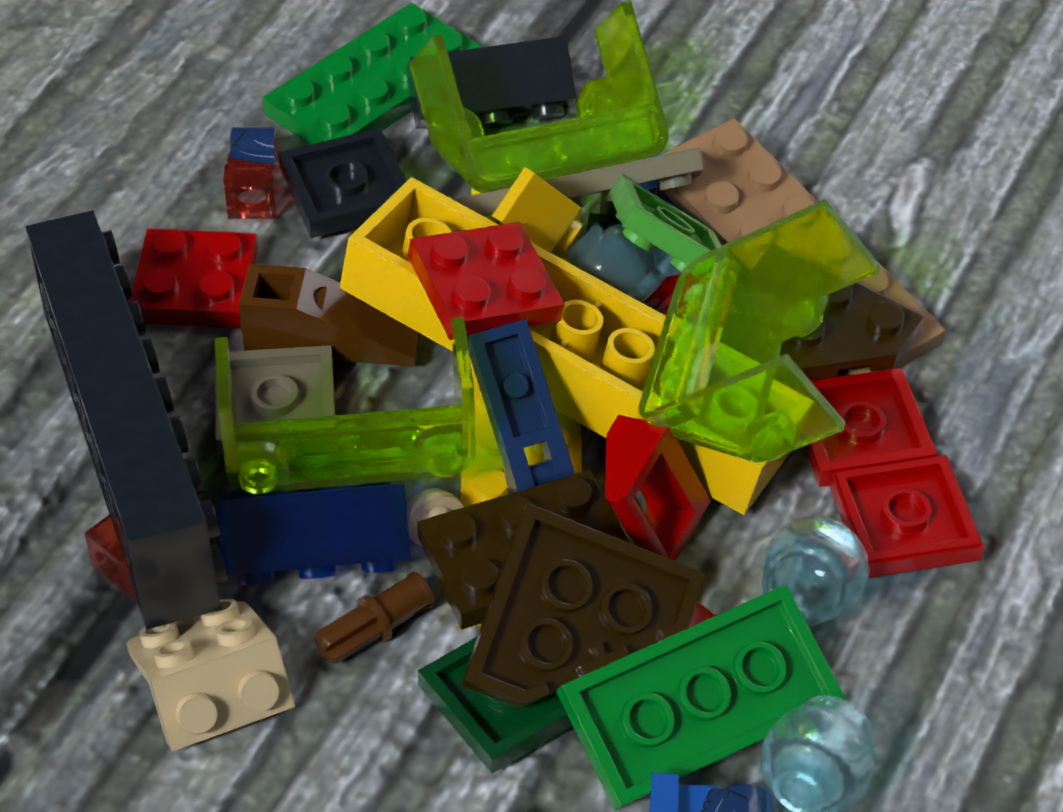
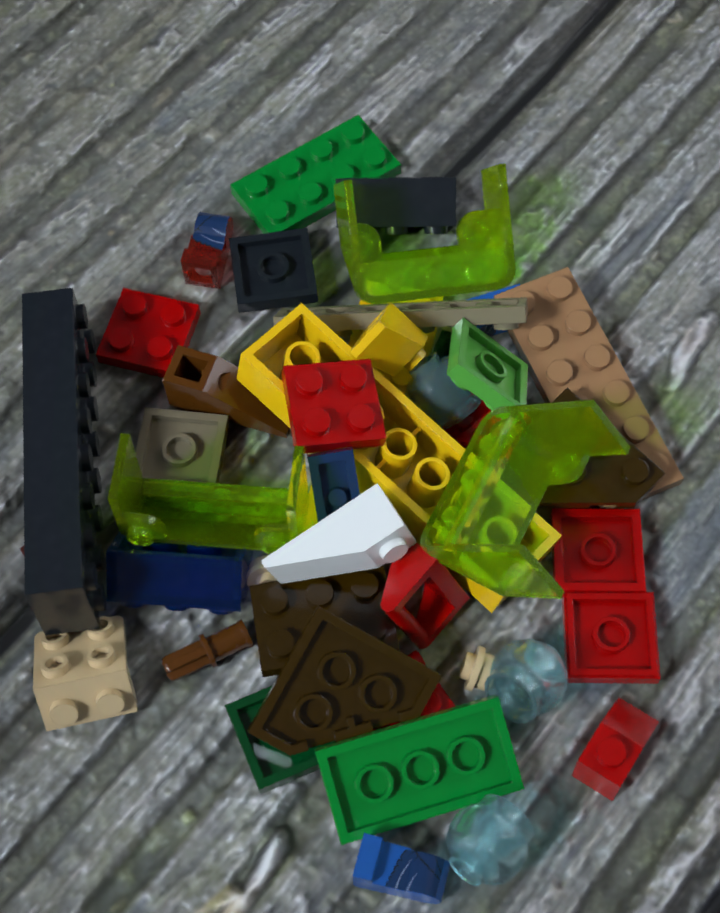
camera: 15 degrees right, 15 degrees up
(542, 429) = (349, 540): none -> white slope
(742, 576) = (476, 668): none -> tan plate
(946, 642) = (614, 748): none -> red slope

